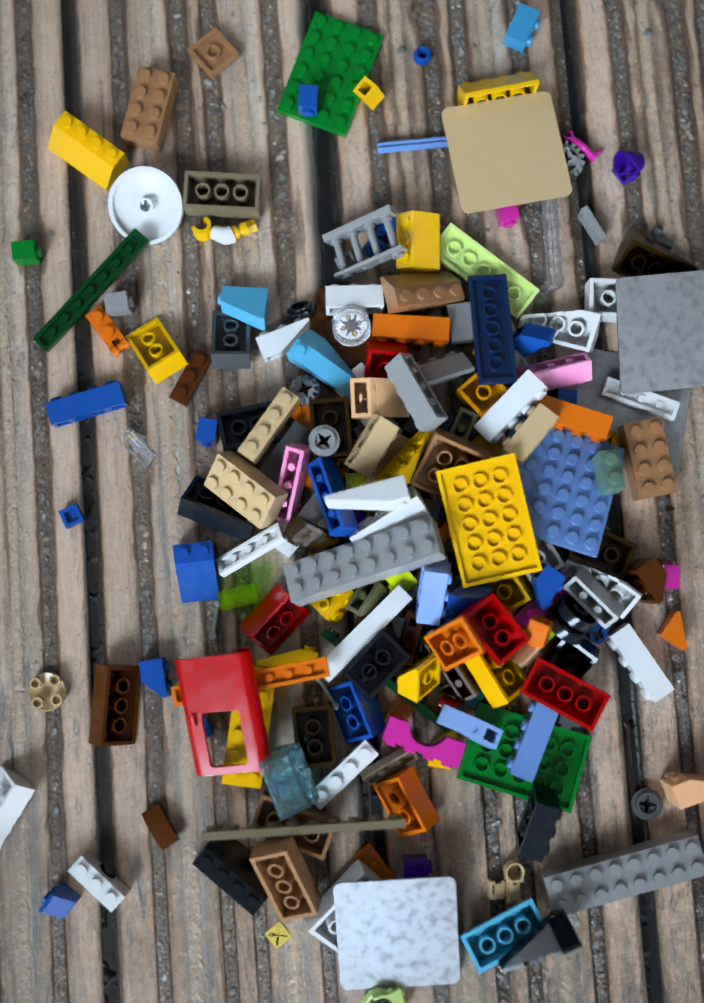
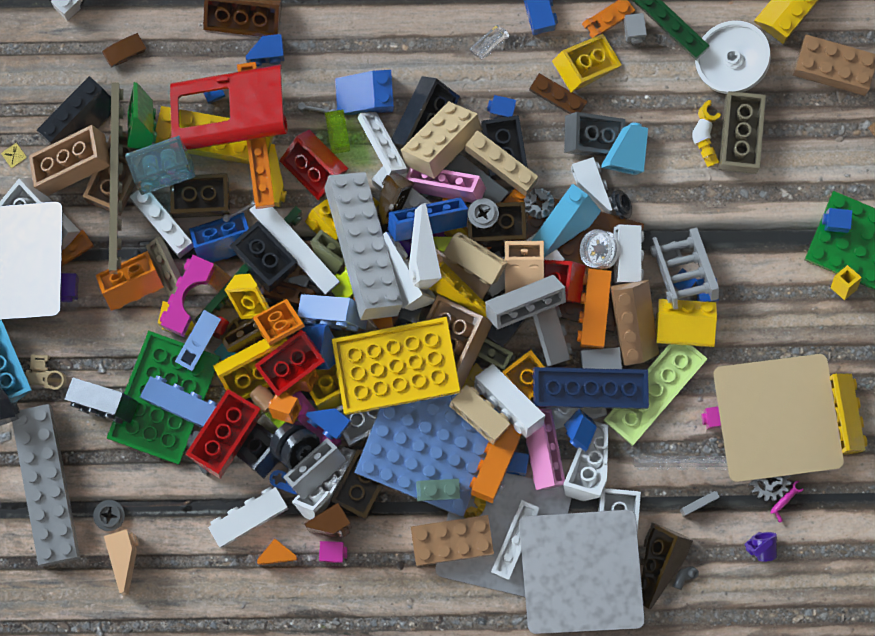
camera: 90 degrees right, 5 degrees down
(238, 804) = (140, 119): none -> green slope
(411, 144) = (793, 323): medium blue axle -> none

